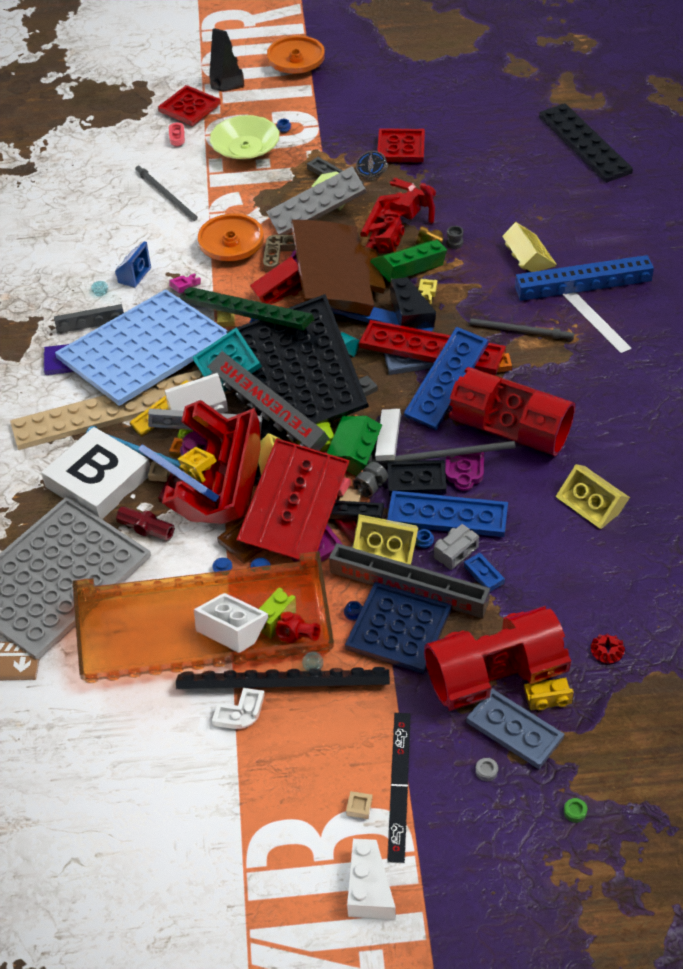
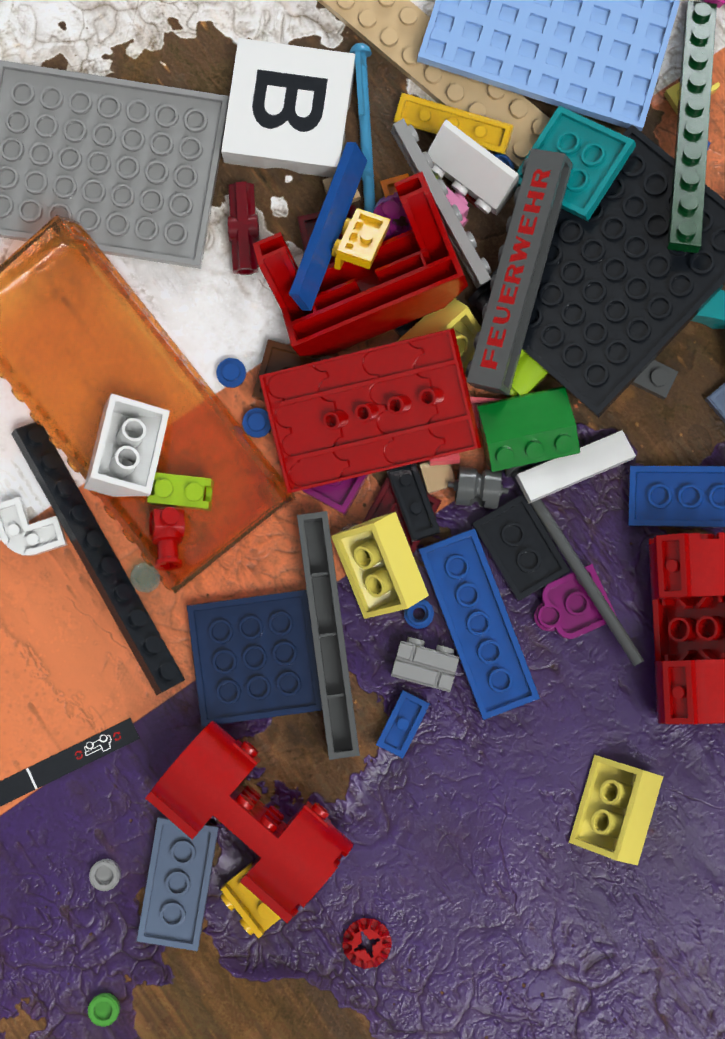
camera: 55 degrees right, 35 degrees up
(352, 610) = (251, 584): clear blue plate -> none

